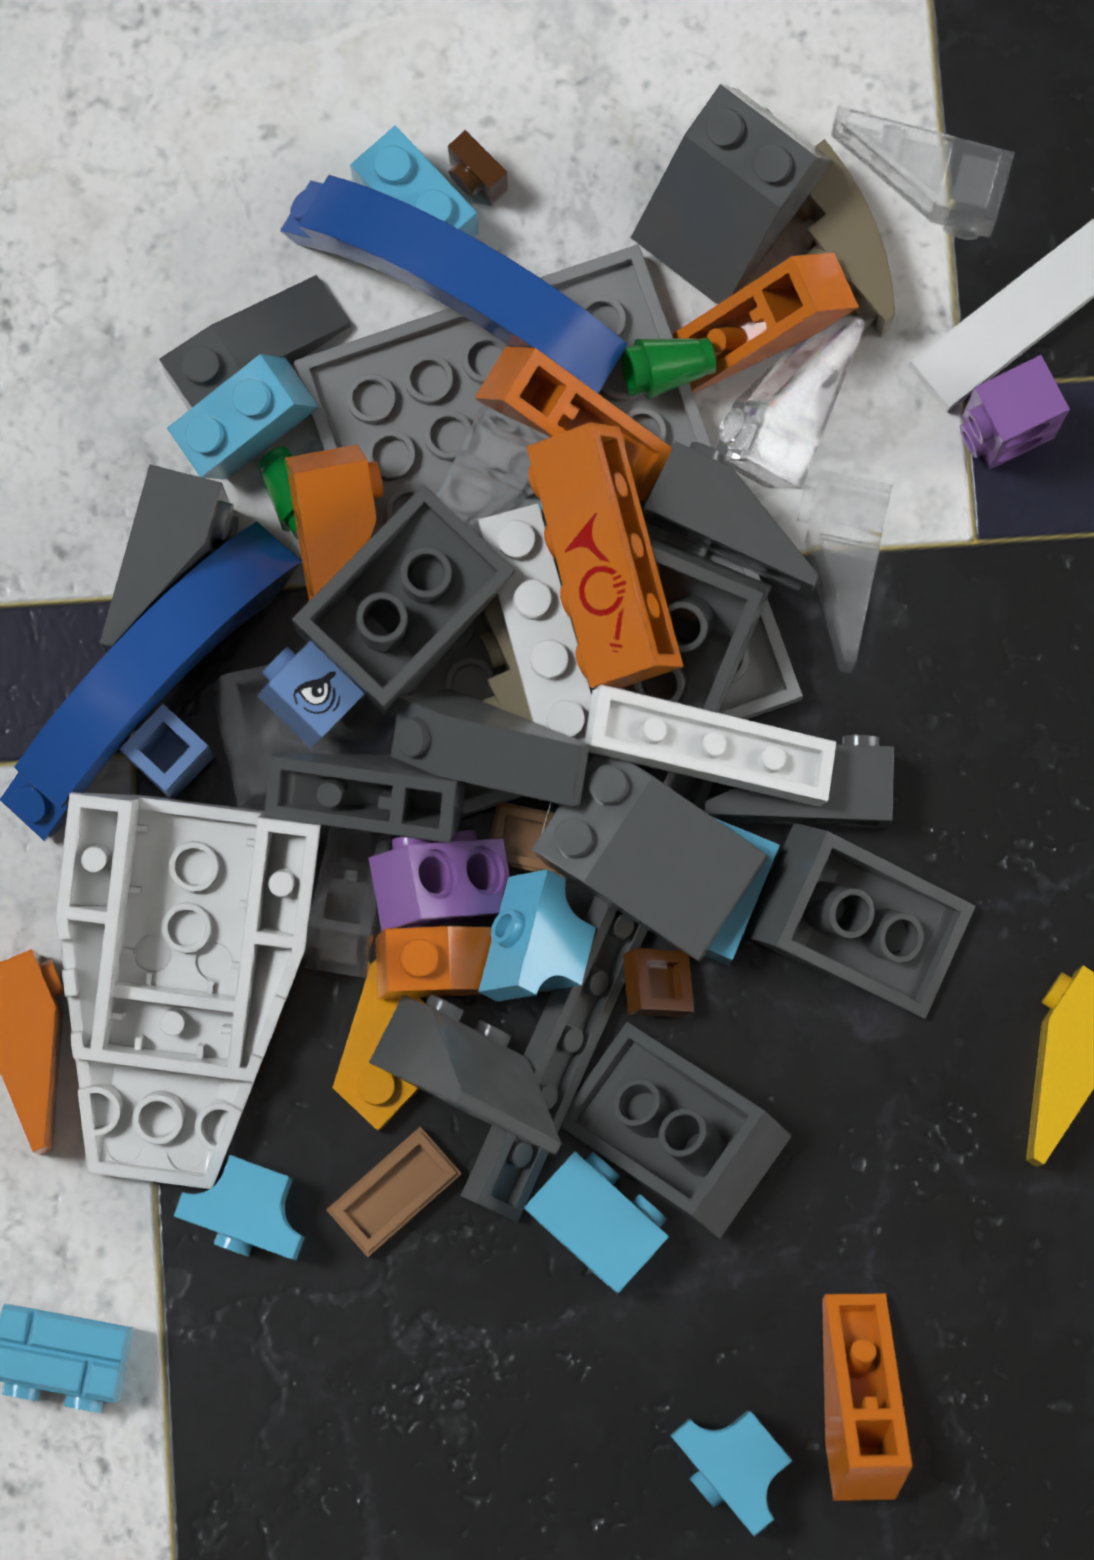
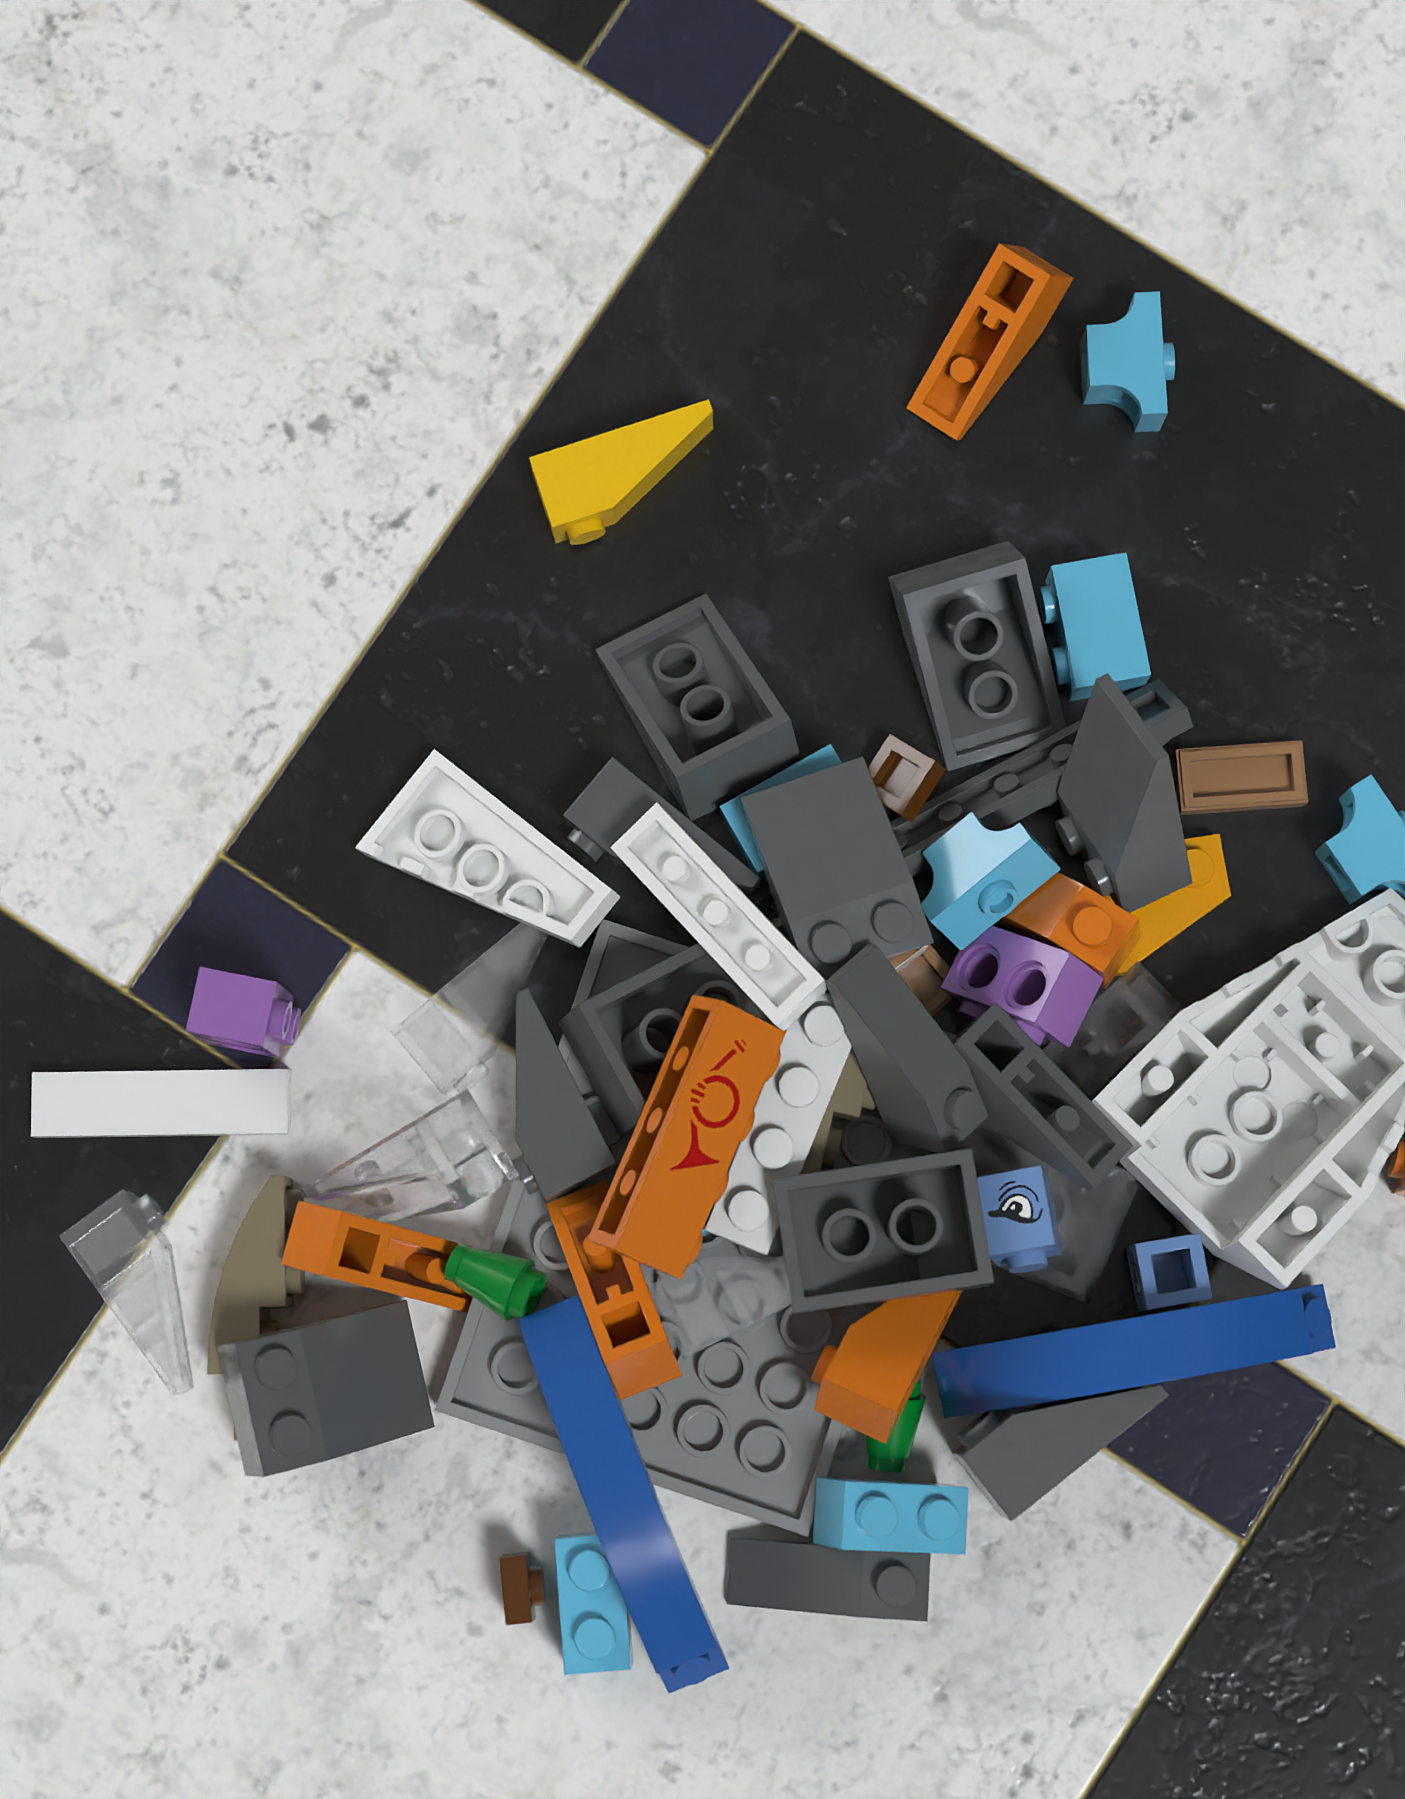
camera: 140 degrees left, 0 degrees up
(938, 675) = (479, 849): none -> white wing

